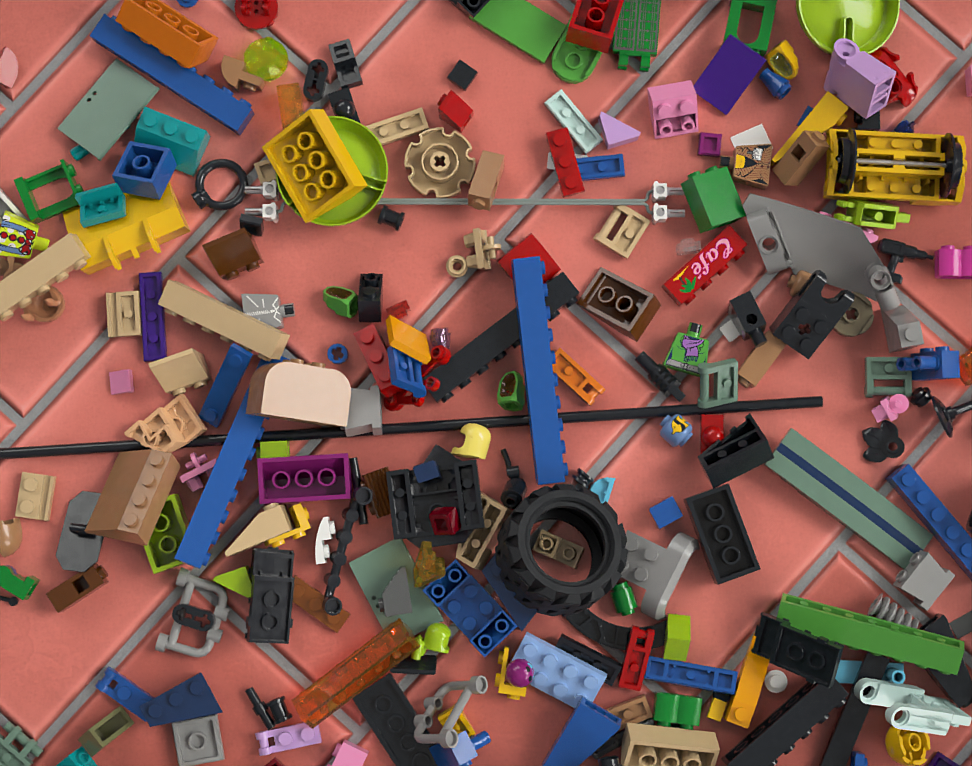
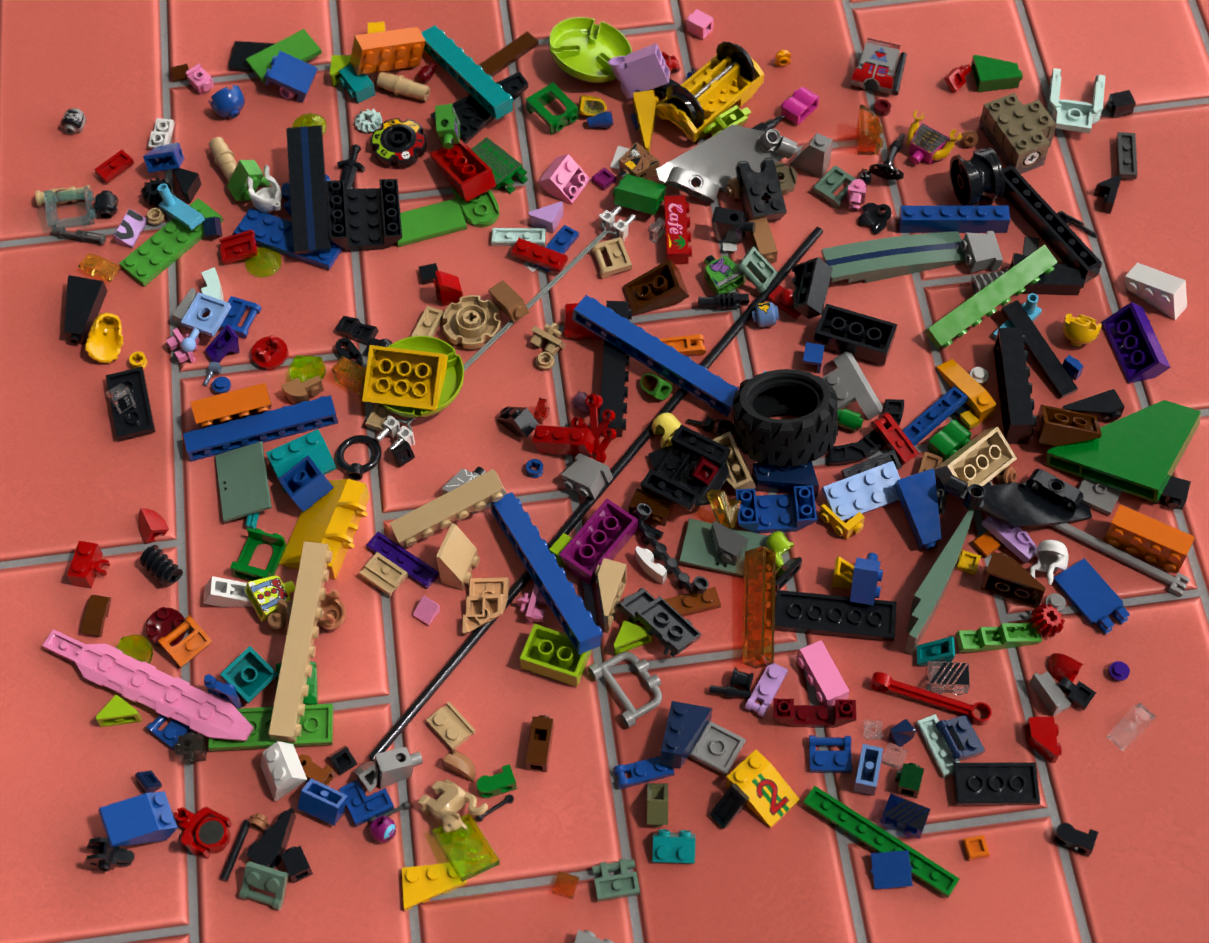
camera: 50 degrees left, 25 degrees down
(76, 548) = (504, 709): shield -> none
(101, 204) = (300, 524): teal bracket -> none
(134, 496) = (511, 648): medium nougat slope -> none
(192, 622) = (627, 676): black beam -> none
(225, 385) = (492, 540): blue plate -> none
(234, 254) = (412, 470): reddish brown slope -> none
(300, 393) = (542, 495): brick -> none
(300, 518) = (629, 576): yellow bracket -> none
(341, 300) = (502, 439): bright green rock -> none
(391, 218) = (478, 373): black bush -> none
(406, 372) = (586, 421): blue plate -> none
(408, 340) = (566, 412): light orange tile -> none
(426, 471) = (662, 459): dark blue slope -> none
(448, 736) = (850, 562): light grey bar -> none
(520, 673) = (846, 506): magenta piece -> none
(677, 637) = (902, 405): lime slope -> none
(728, 74) = (572, 134): dark purple tile -> none
(797, 650) = (966, 335): black piece -> none
(801, 157) = (659, 131): medium nougat brick -> none
(920, 711) = (1068, 294): light aqua plate -> none
(931, 364) = (850, 153): blue brick -> none

